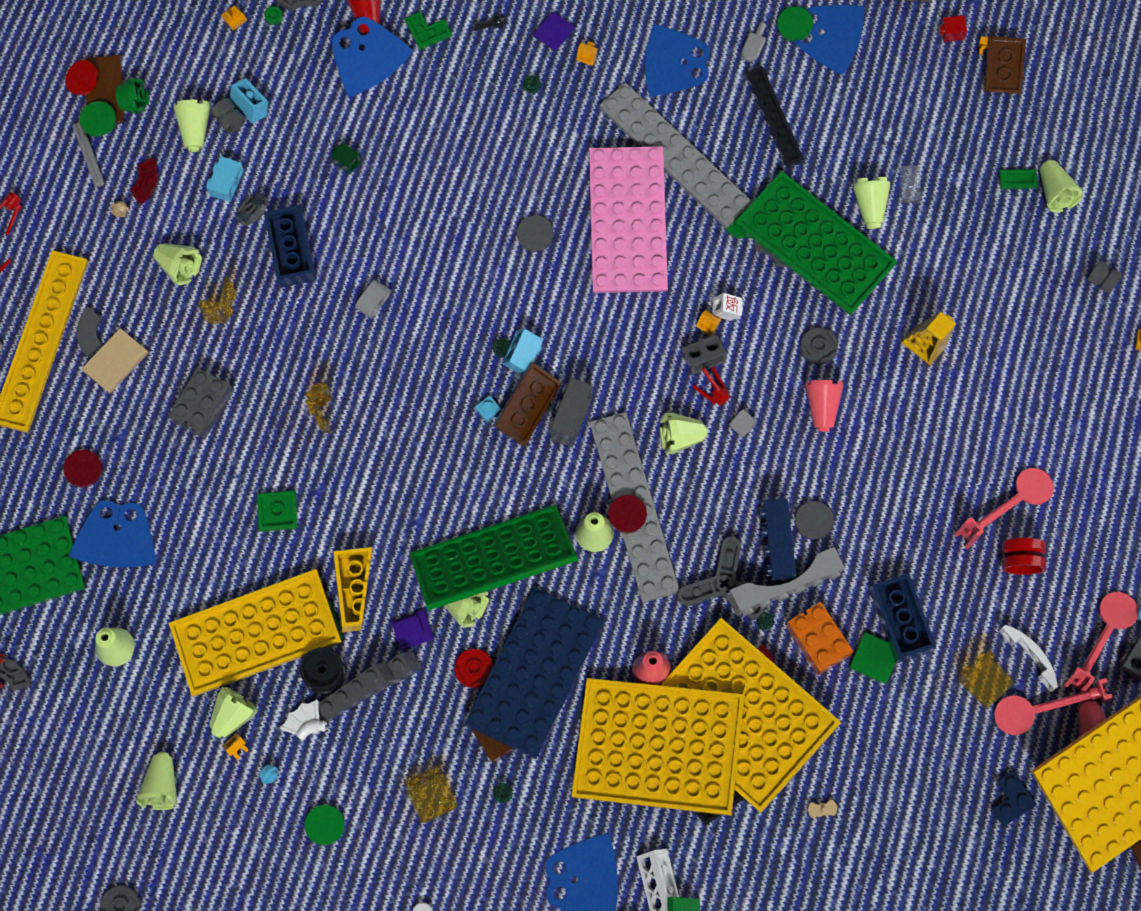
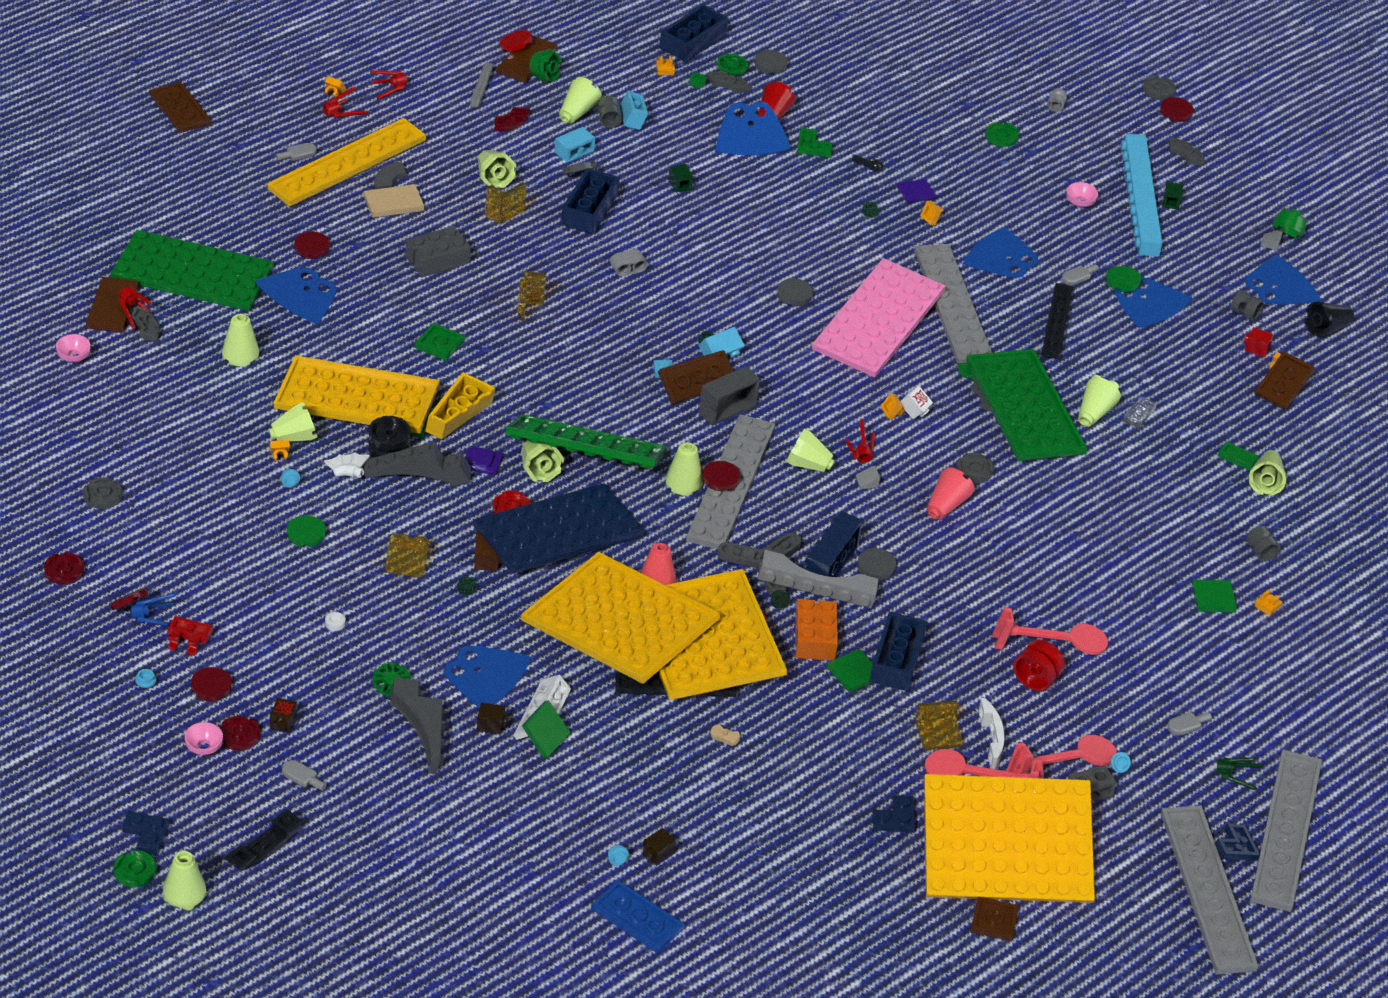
camera: 25 degrees right, 30 degrees down
(98, 119) = (507, 67): green tile -> none
(119, 209) = (476, 123): tan plate -> none
(158, 784) = (197, 437): yellowish green cone -> none
(706, 358) = (875, 420): dark grey brick -> none
(930, 337) = (1073, 491): yellow wedge -> none
(1099, 363) = (1214, 596): none -> green tile

